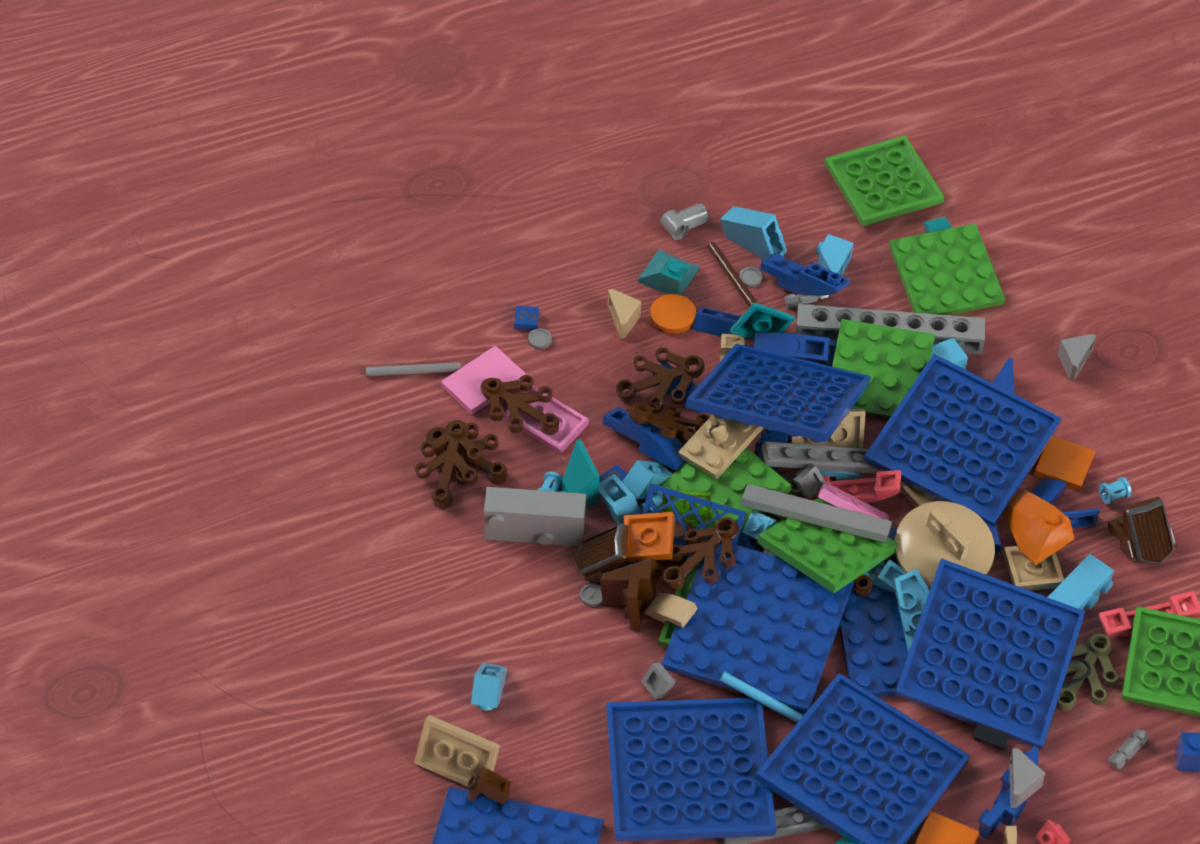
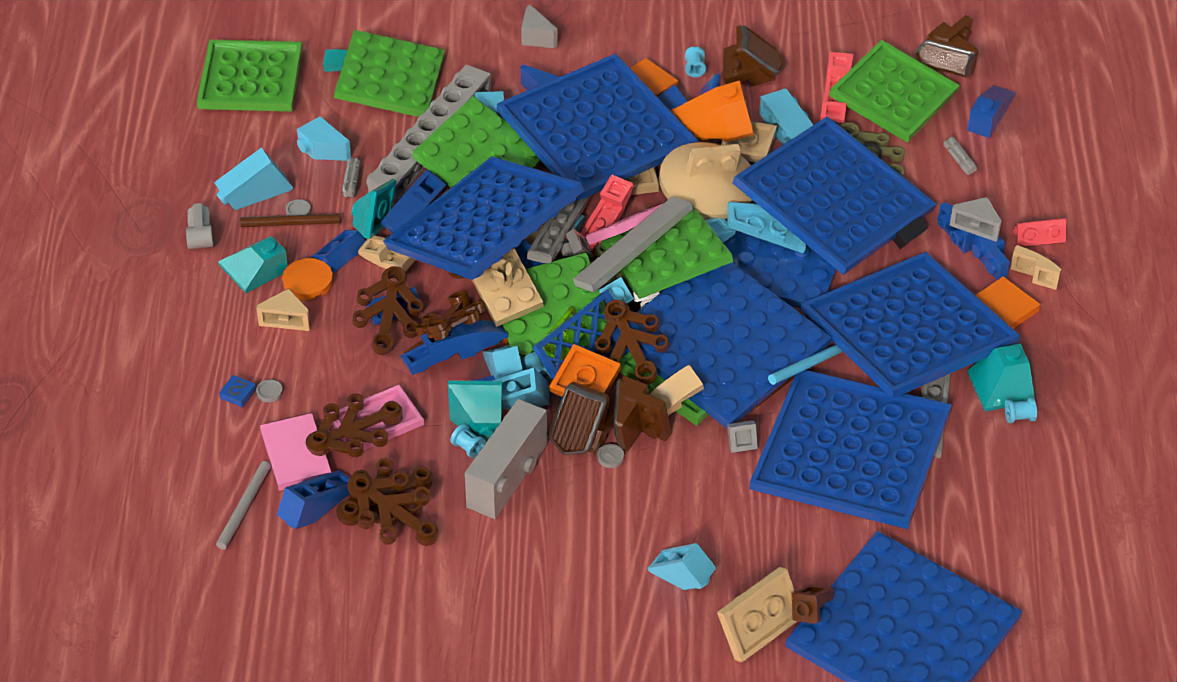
camera: 65 degrees left, 5 degrees down
(434, 407) = (312, 499): none -> blue slope
(808, 280) = (346, 160): blue slope -> none

